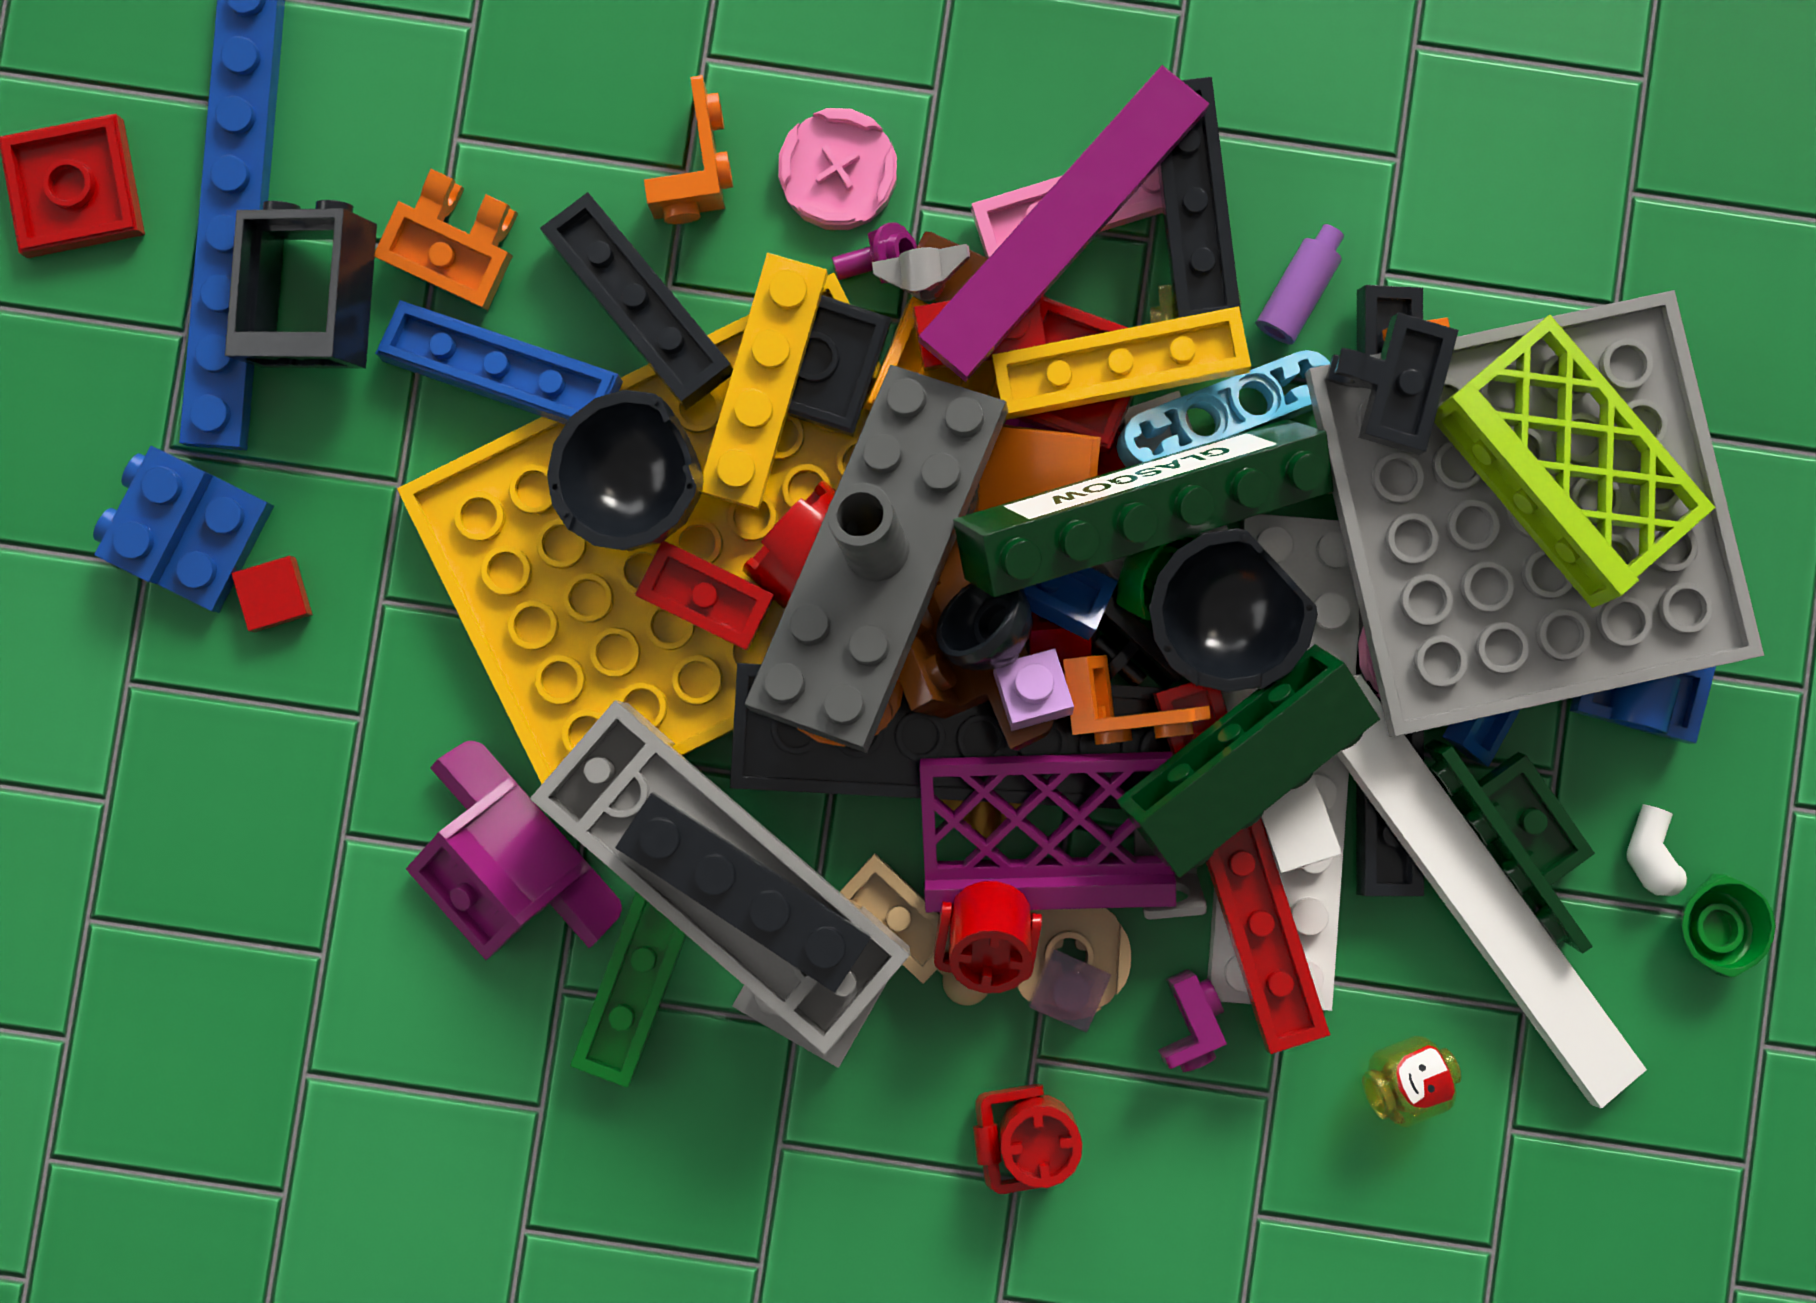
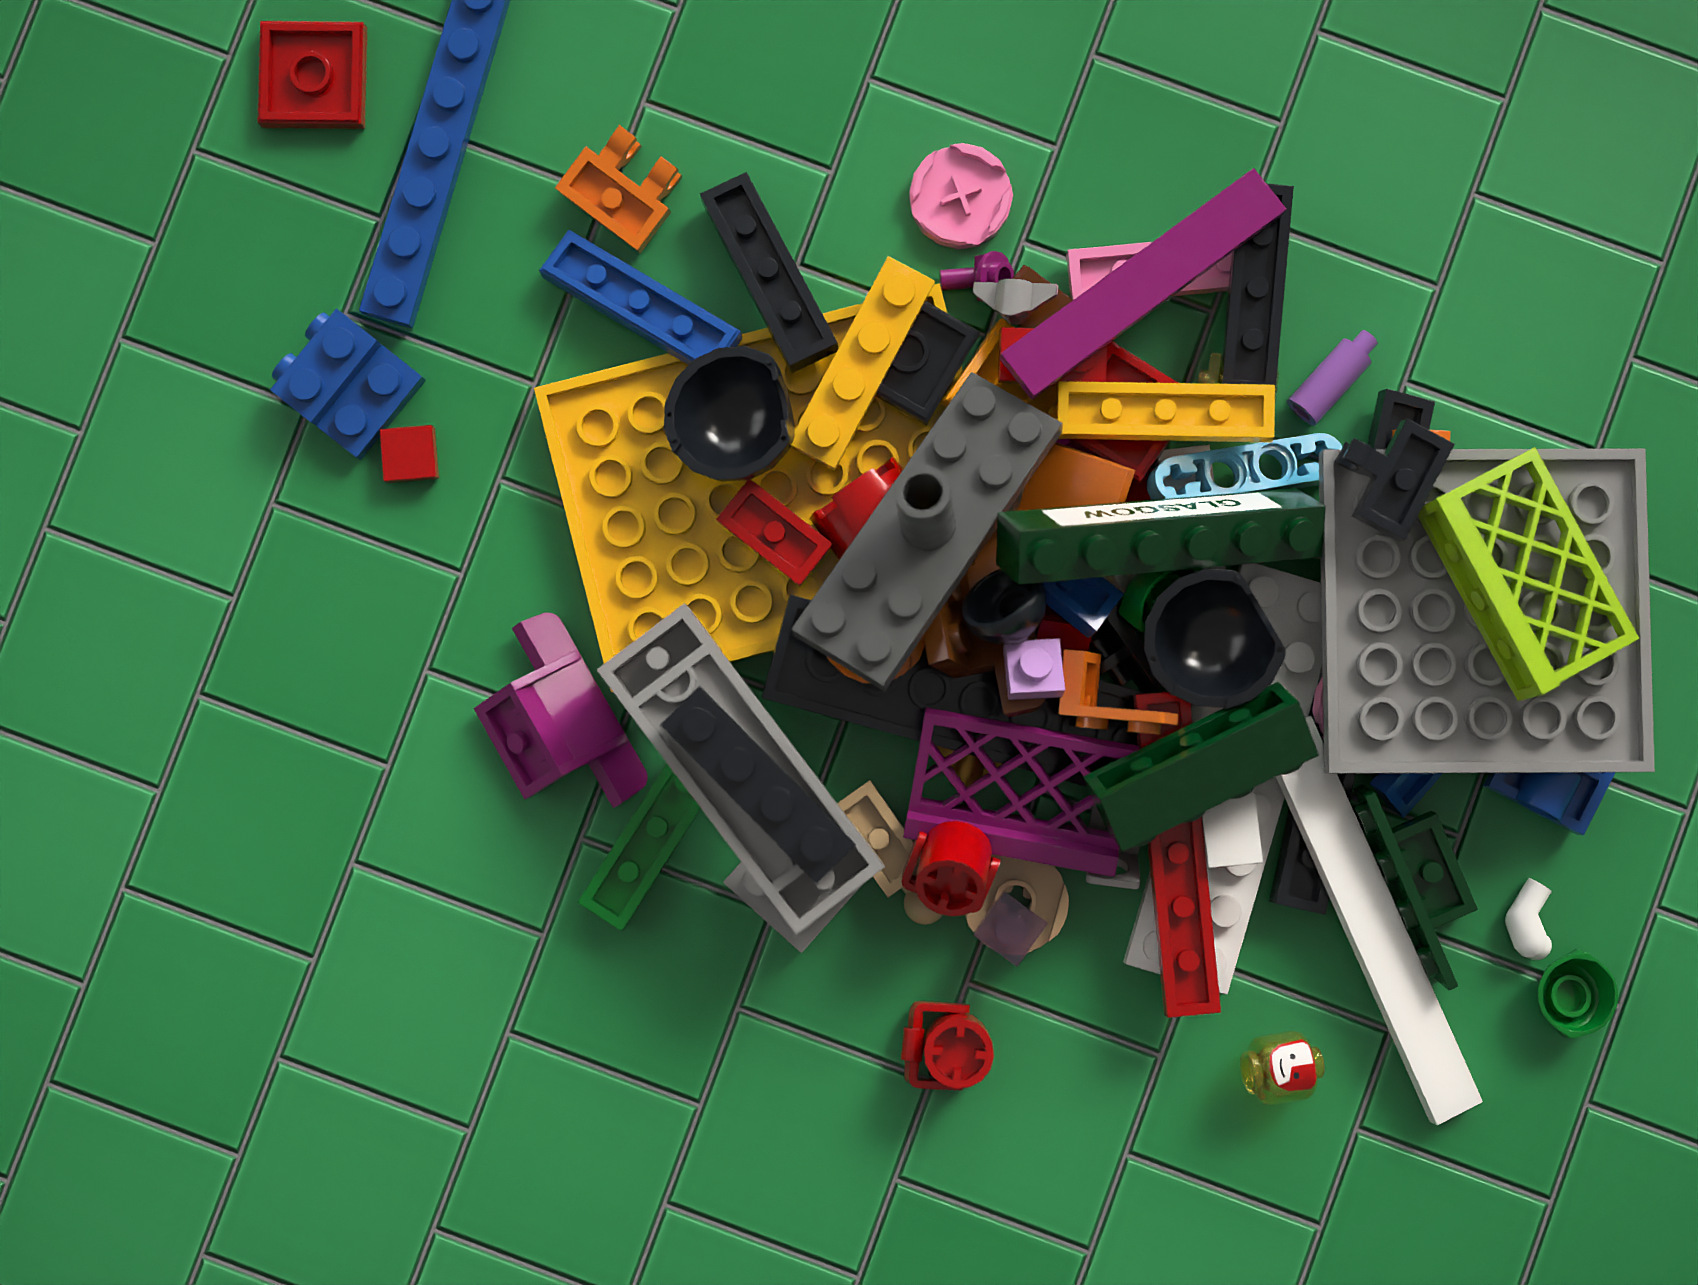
camera: 15 degrees right, 0 degrees up
(257, 283) = (453, 188): black window -> none
(686, 195) = (827, 192): orange bracket -> none
(1198, 1006) = (1115, 968): magenta bracket -> none

